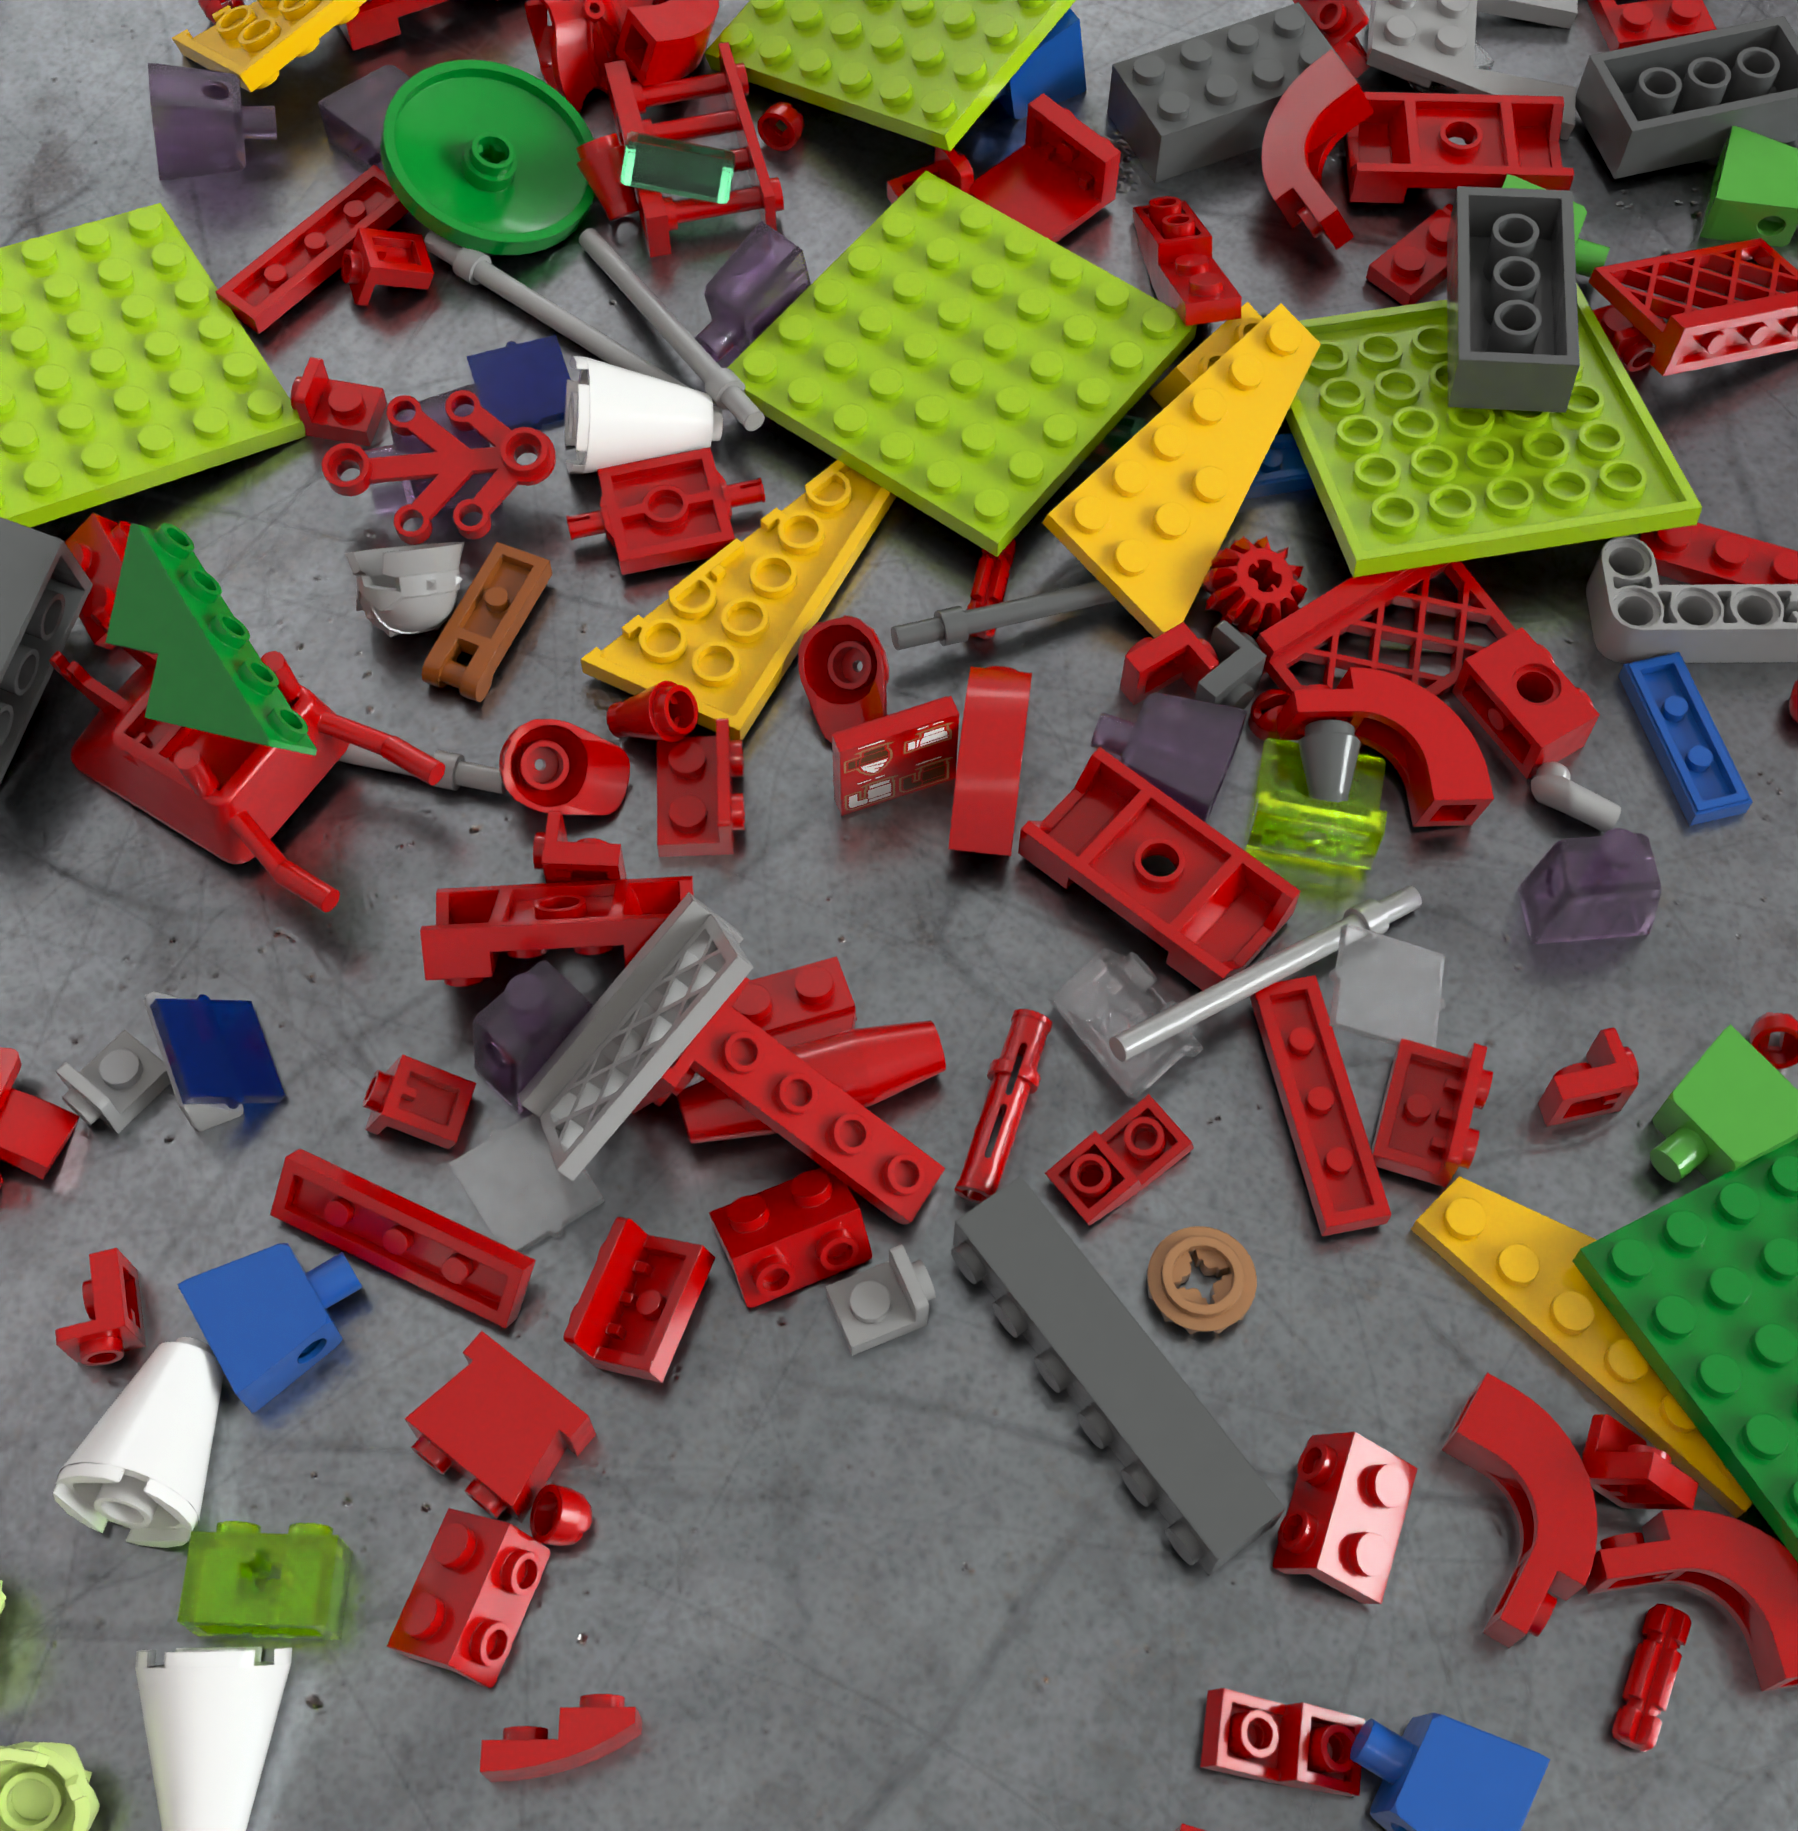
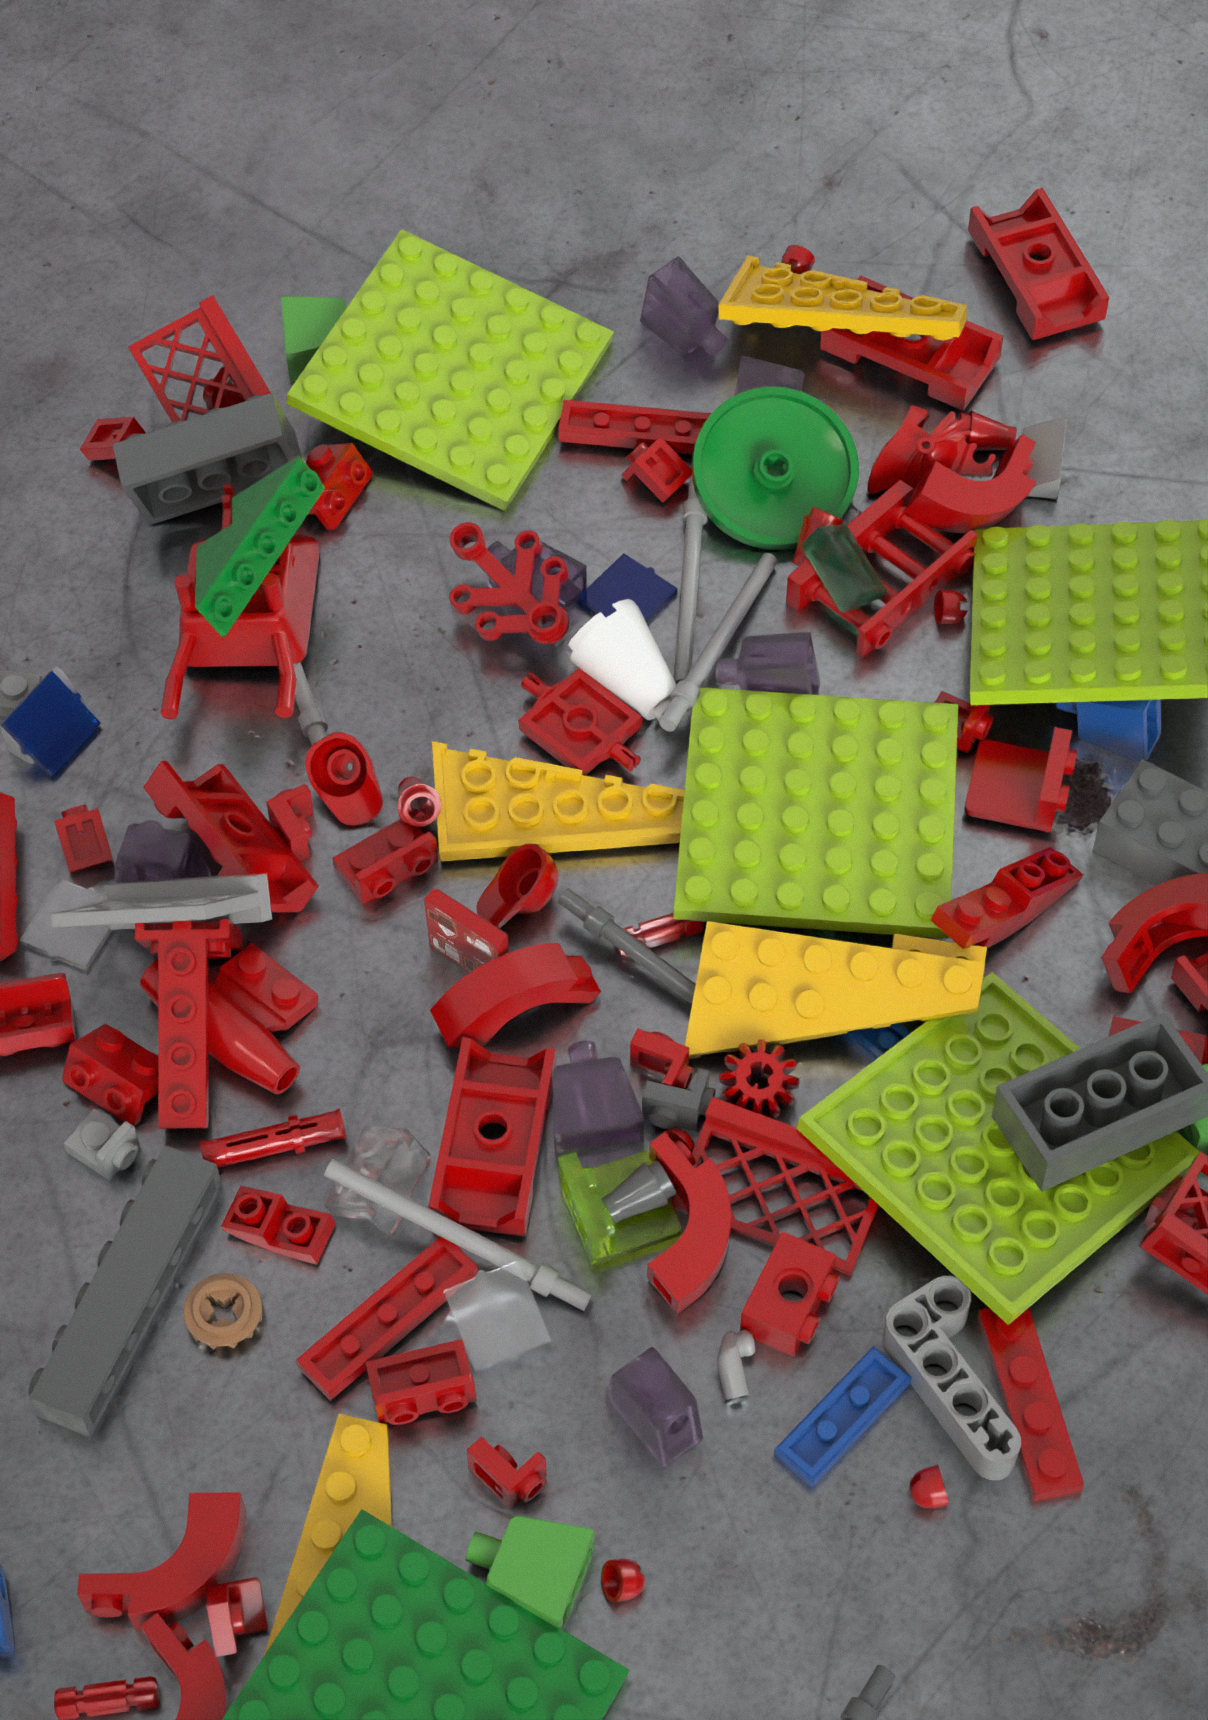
camera: 60 degrees right, 5 degrees down
(336, 407) = (531, 508): red bracket -> none
(408, 585) = (419, 622): light grey helmet -> none
(487, 621) = (429, 679): dark orange plate -> none
(1345, 1515) = (111, 1469): bracket -> none

